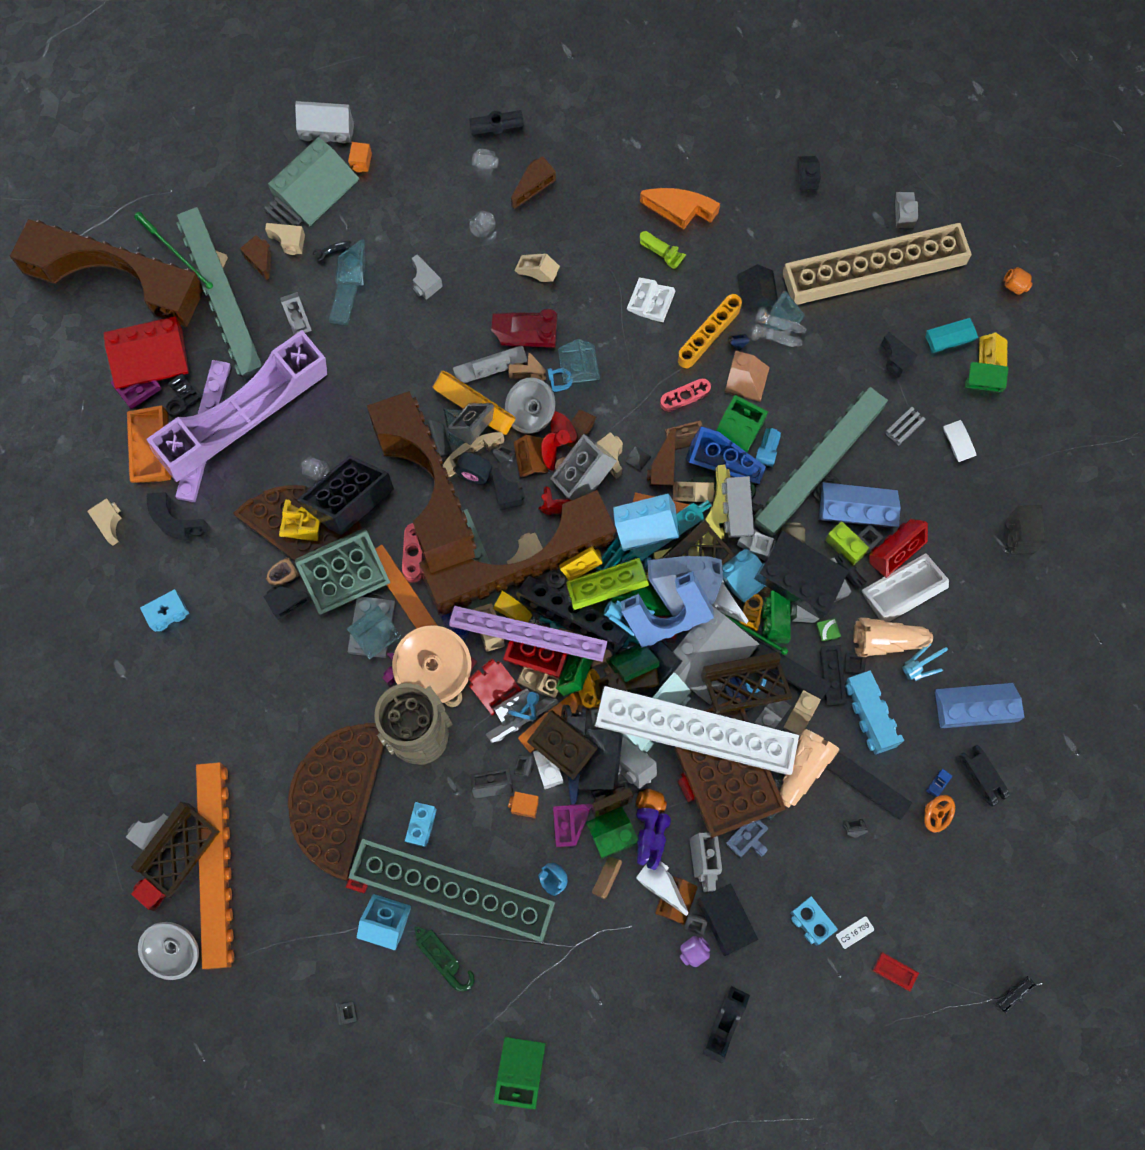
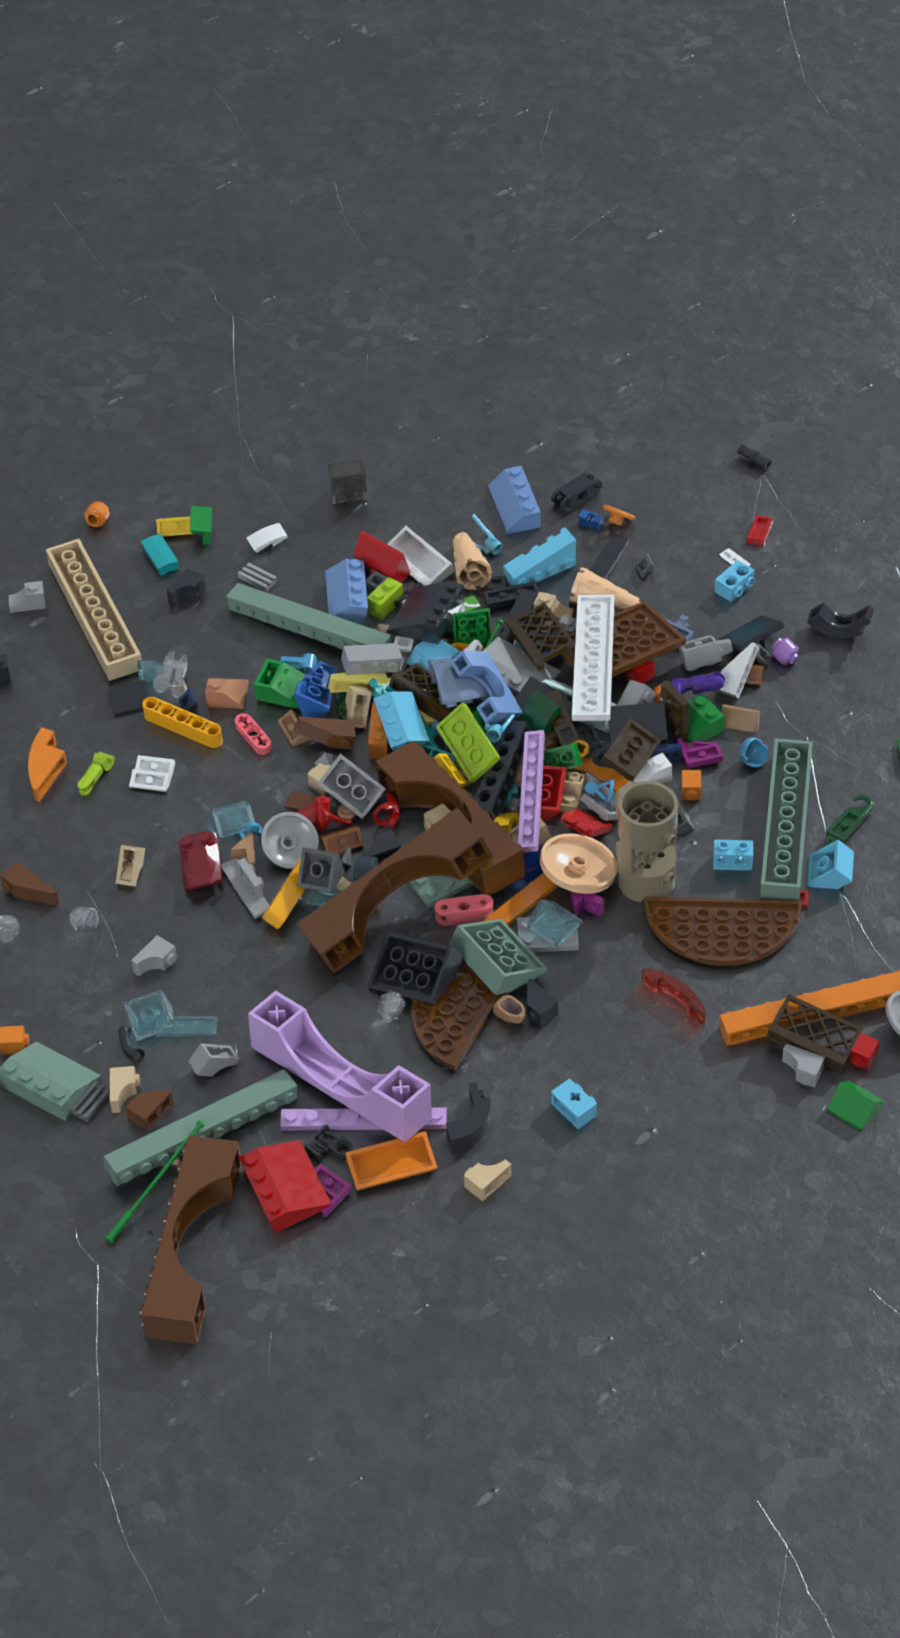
camera: 100 degrees left, 25 degrees down
(97, 872) = (854, 1104): none -> green slope
(243, 745) = (659, 980): none -> clear red slope
(298, 523) = (454, 1003): yellow slope -> none

